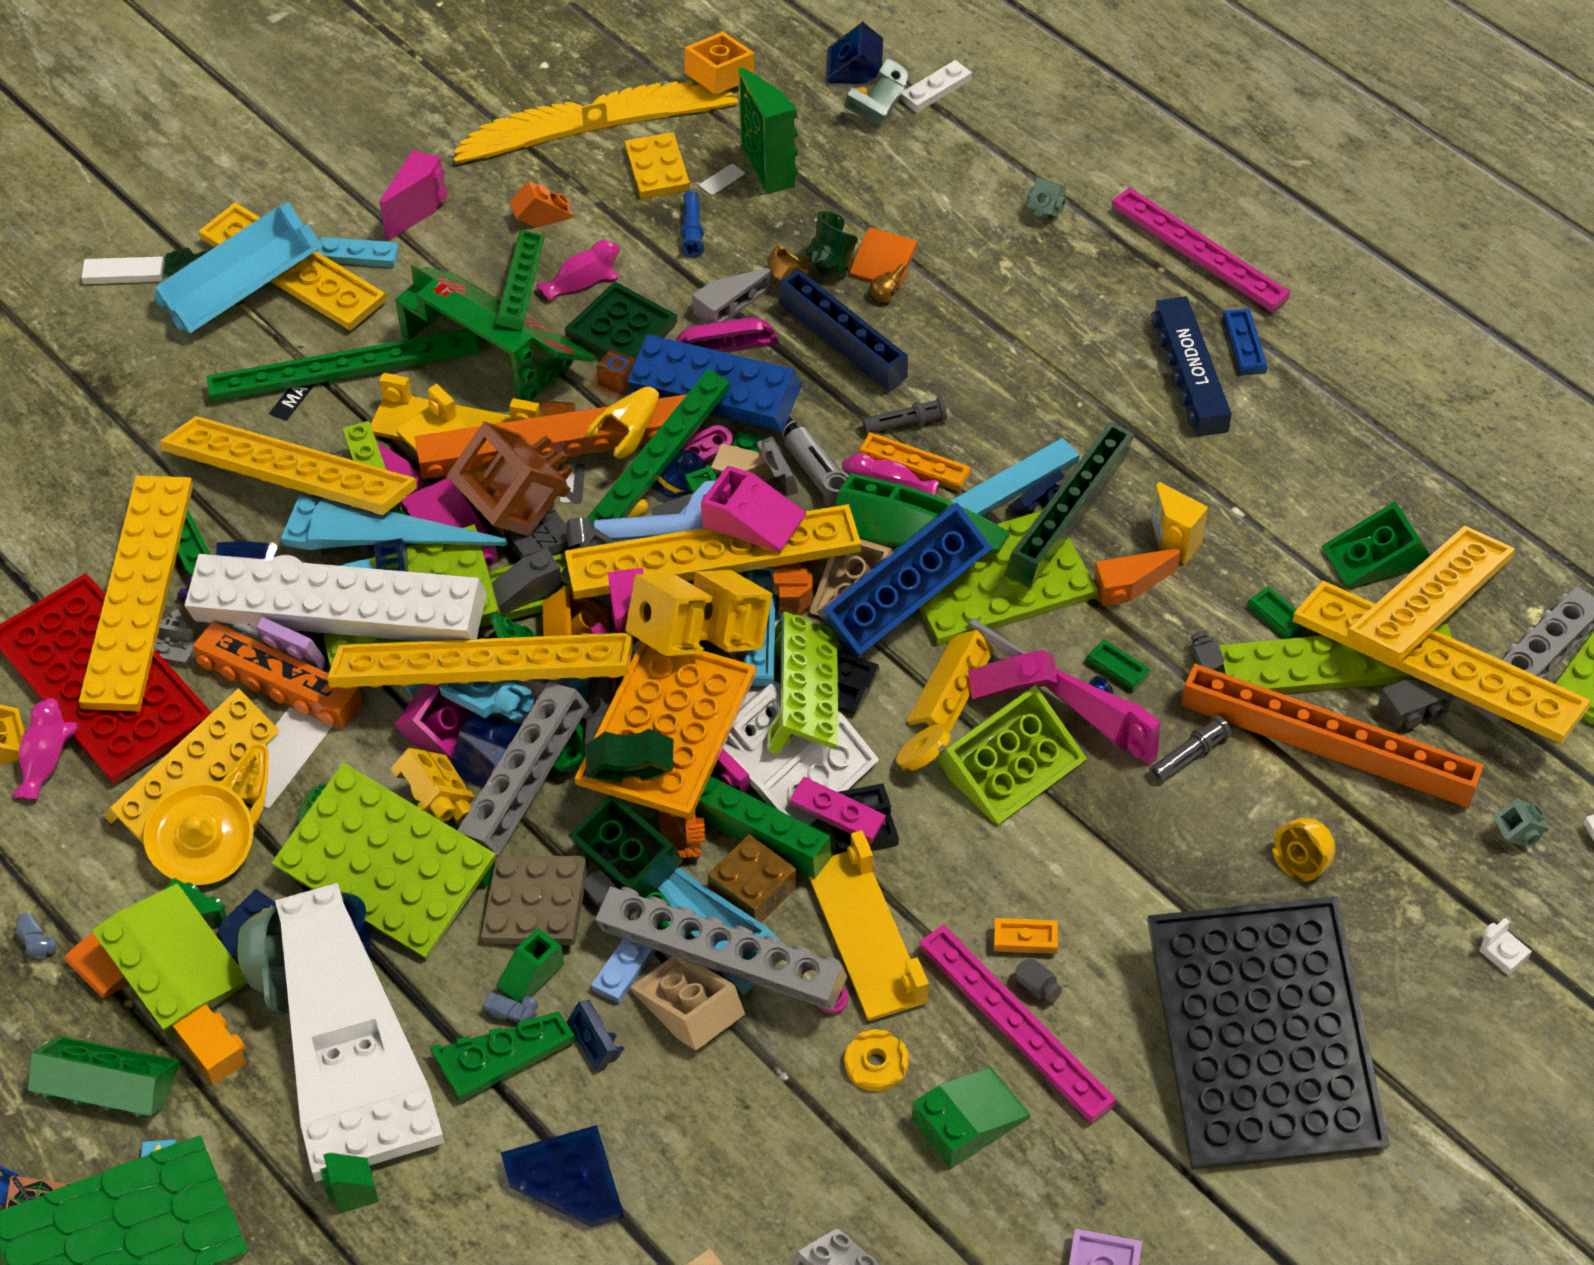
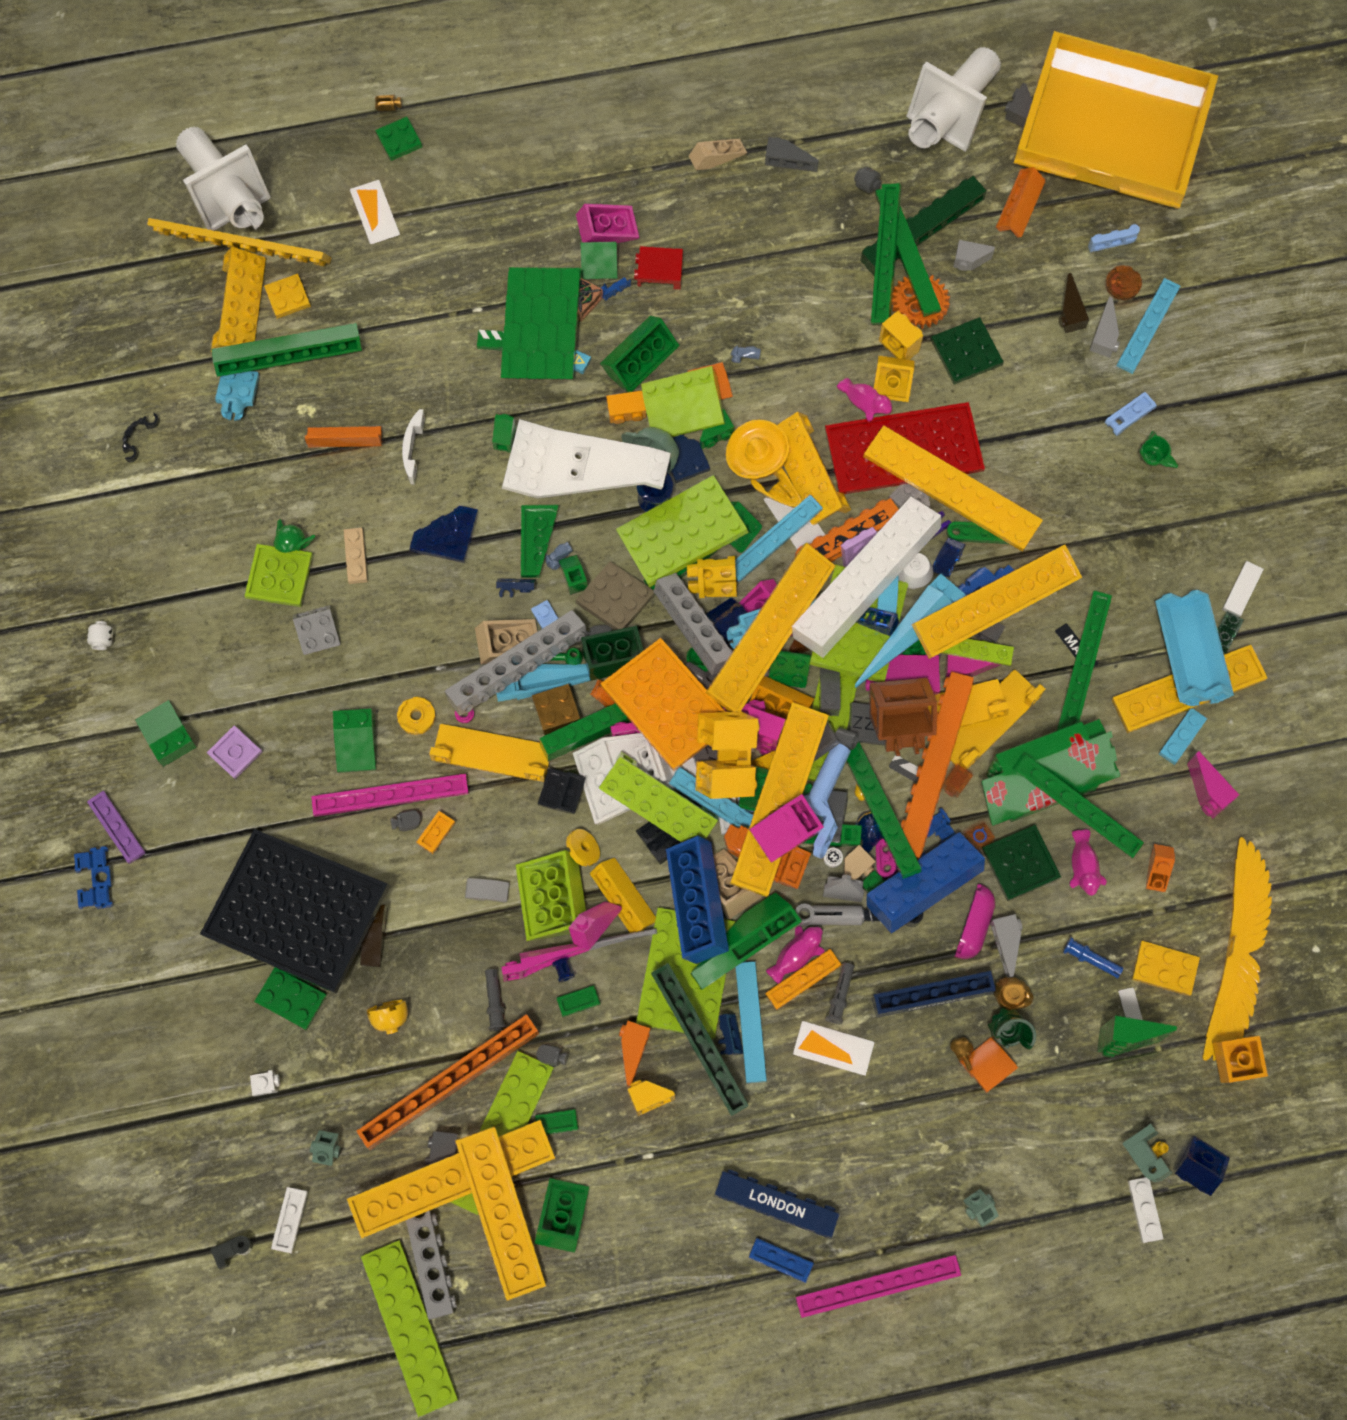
camera: 120 degrees right, 20 degrees up
(259, 502) = (982, 578): none -> blue plate
(320, 750) = (776, 537): none -> medium azure tile
(629, 756) = (649, 665): dark green brick -> none
(632, 412) = (917, 808): yellow animal -> none
(836, 809) = (568, 774): dark pink plate -> none
(972, 402) = (833, 1048): none -> white sticker
(1058, 834) = (486, 890): none -> light grey slope
(1383, 985) = (290, 998): none -> green plate

